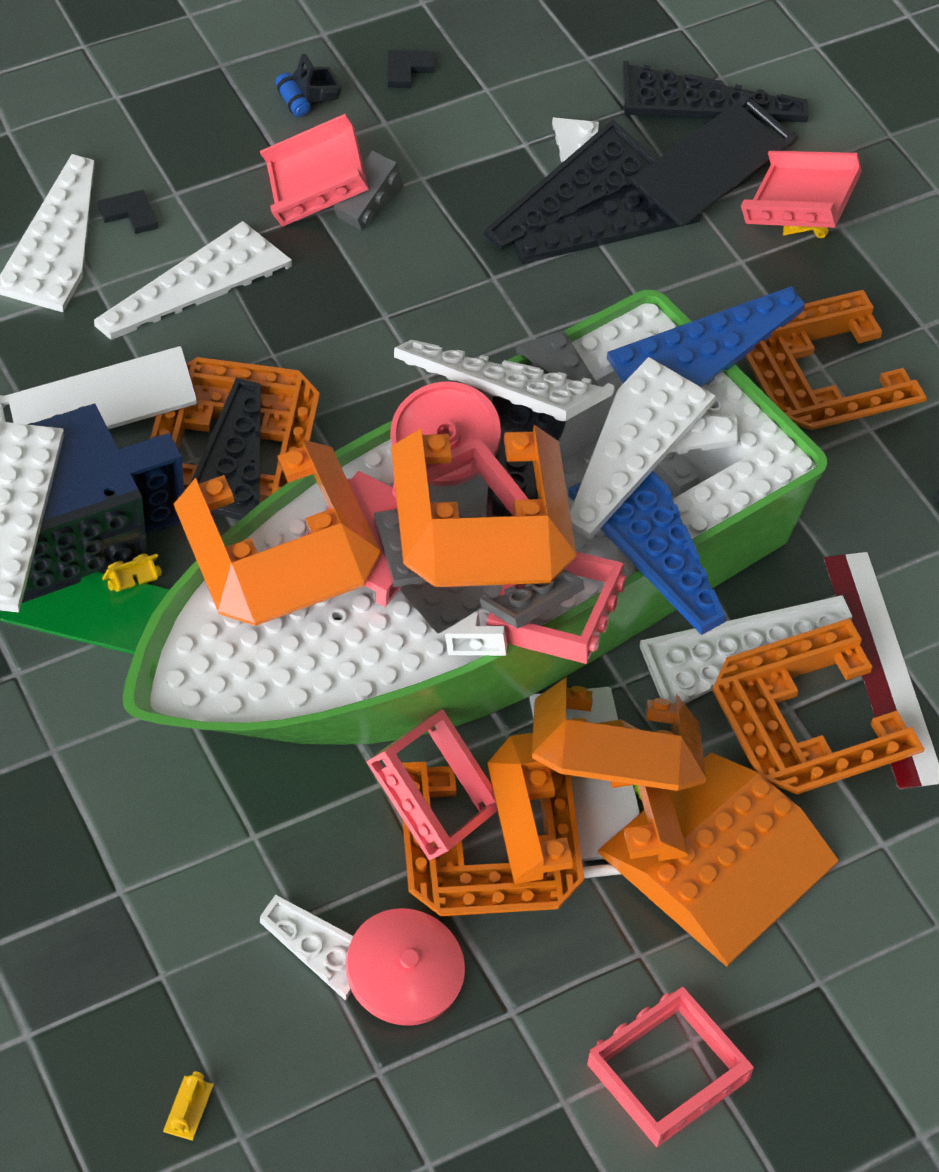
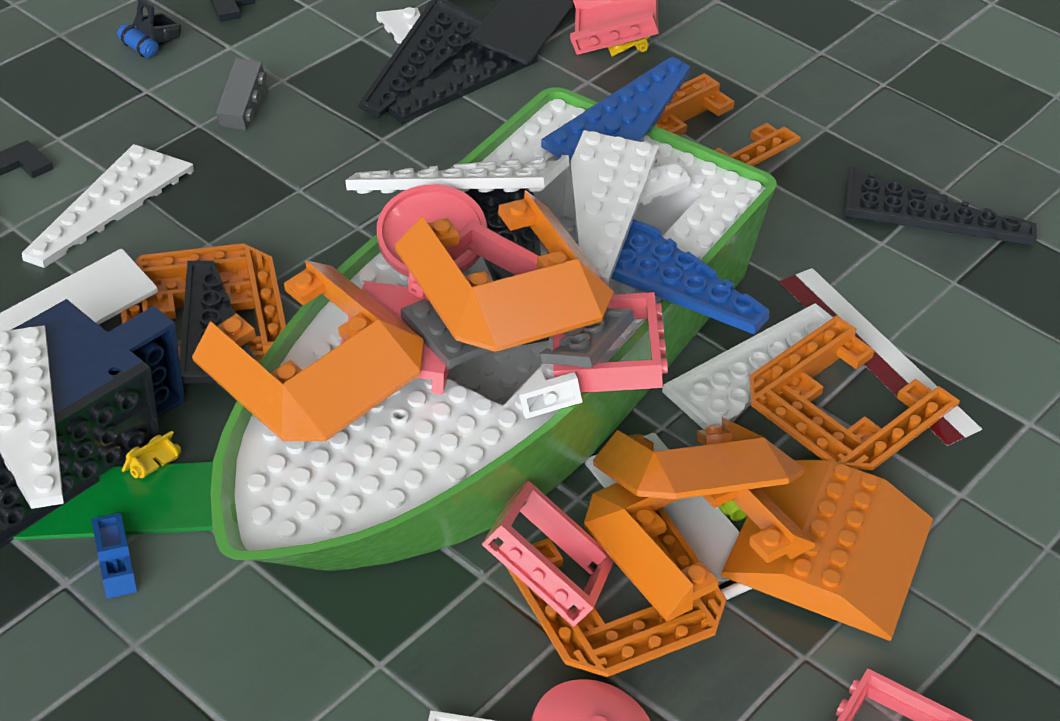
camera: 20 degrees left, 10 degrees down
(64, 660) = (113, 555): none -> blue slope
(315, 170) = (186, 87): coral panel -> none
(554, 355) = (494, 148): dark grey wing -> none

